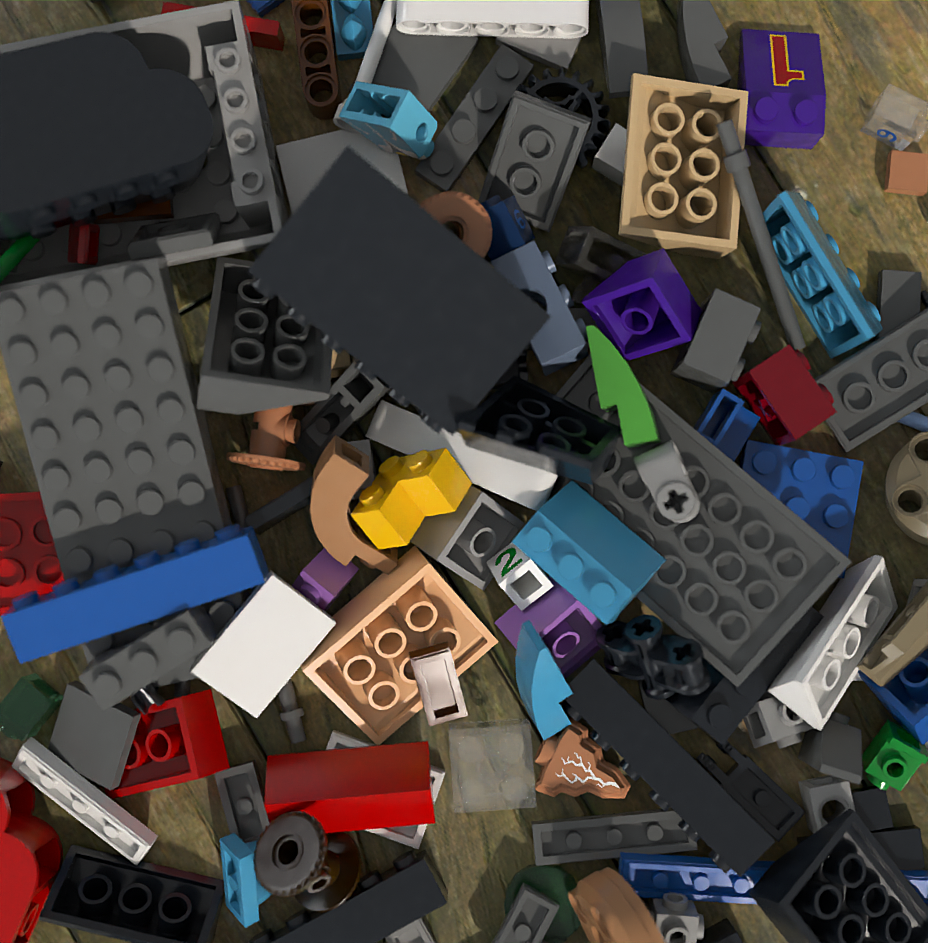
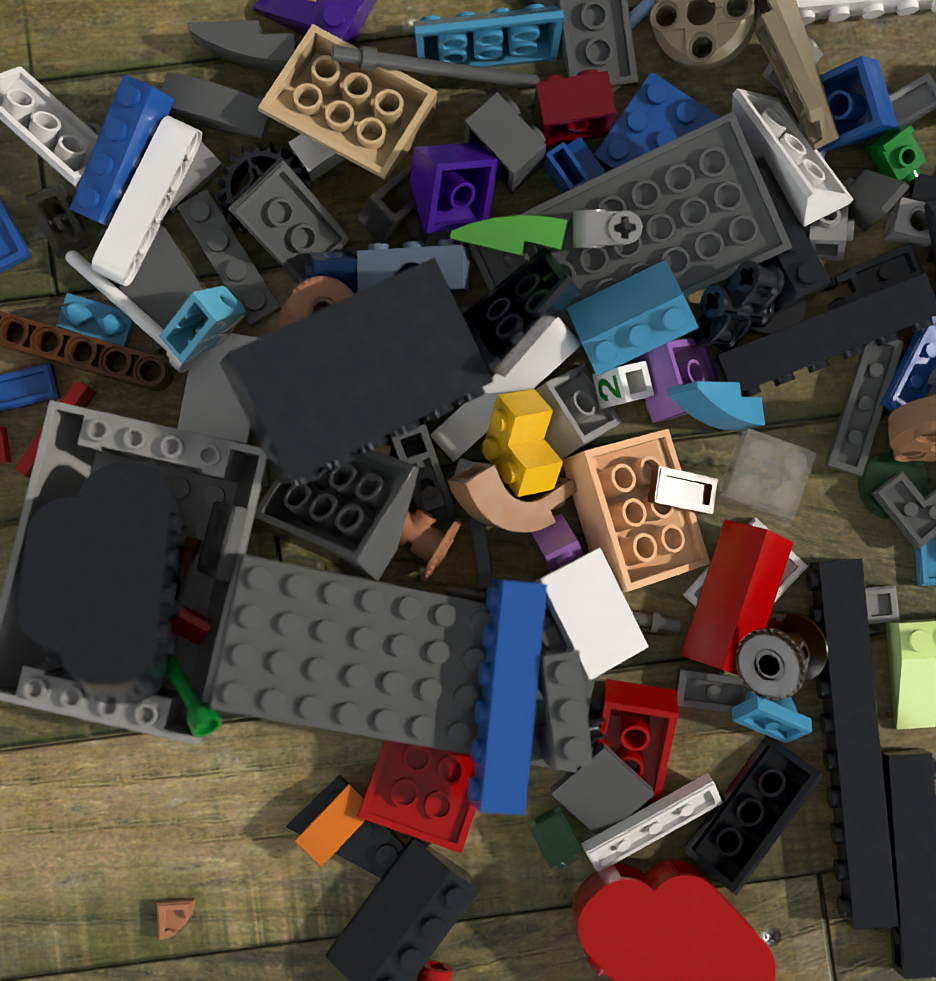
camera: 70 degrees left, 0 degrees up
(576, 766) = (796, 408): nougat rock -> none

